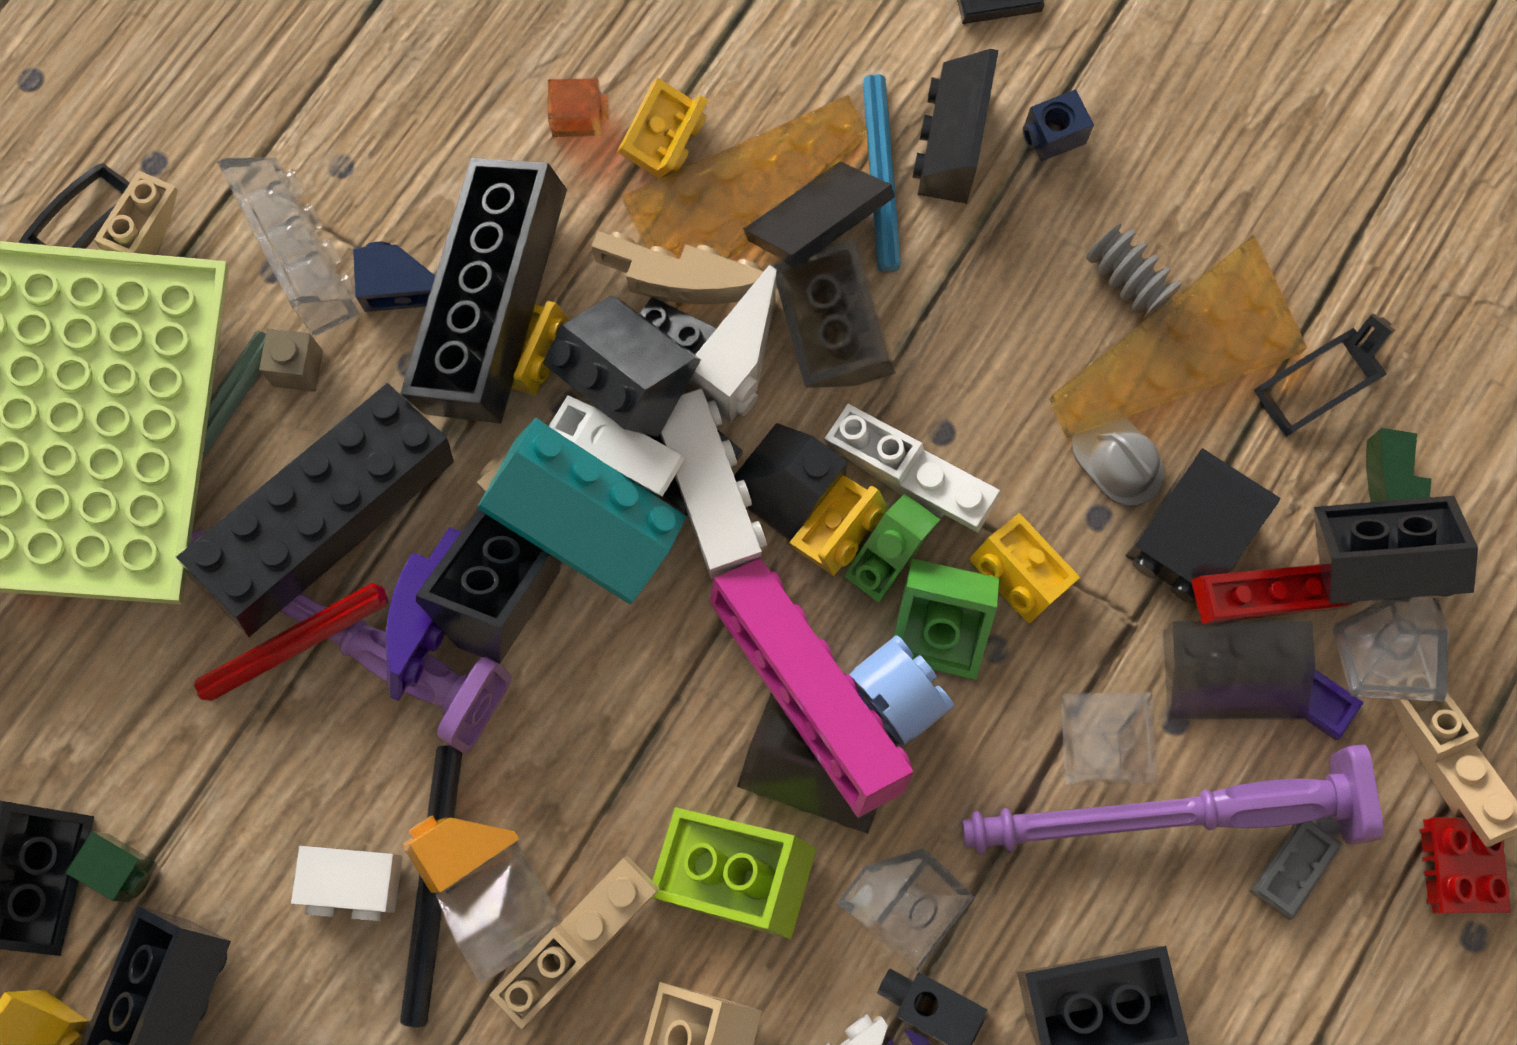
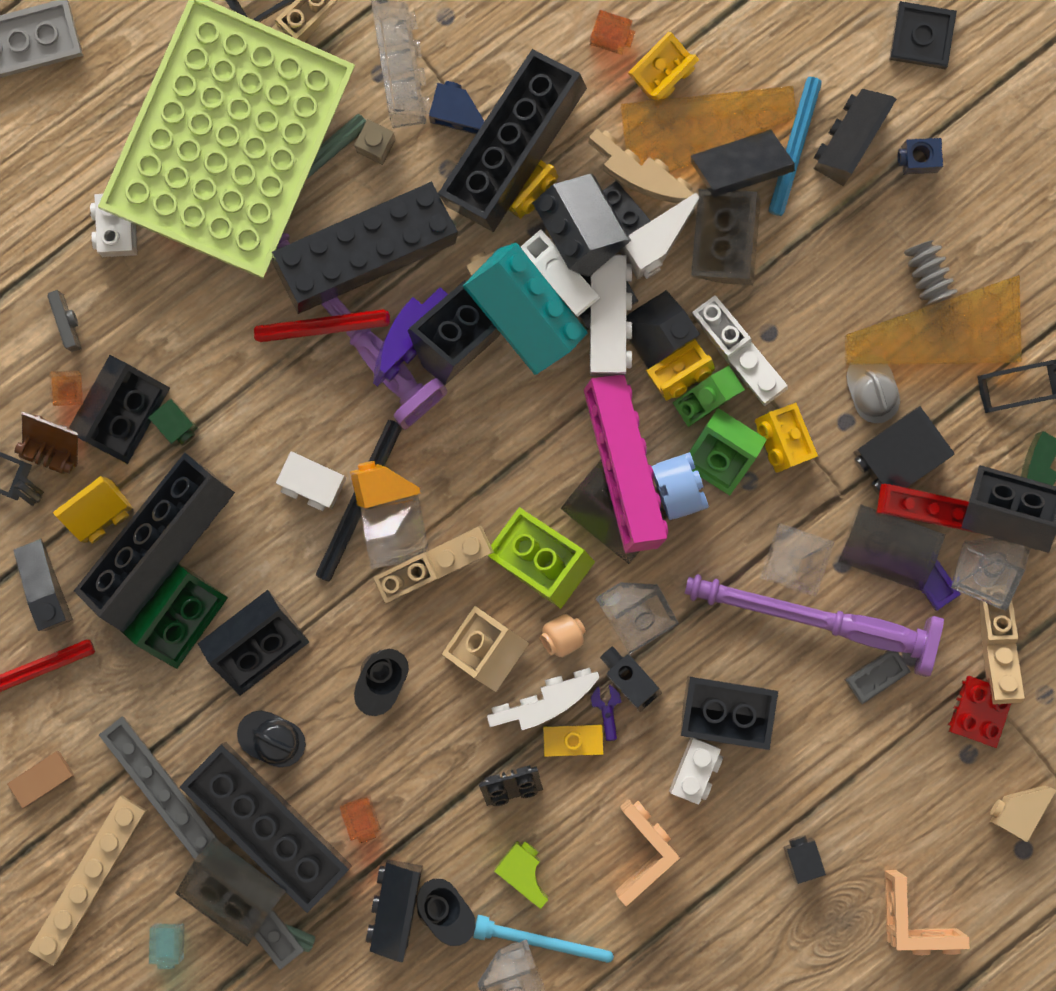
camera: 20 degrees right, 10 degrees up
(808, 979) = (562, 635): none -> light nougat head

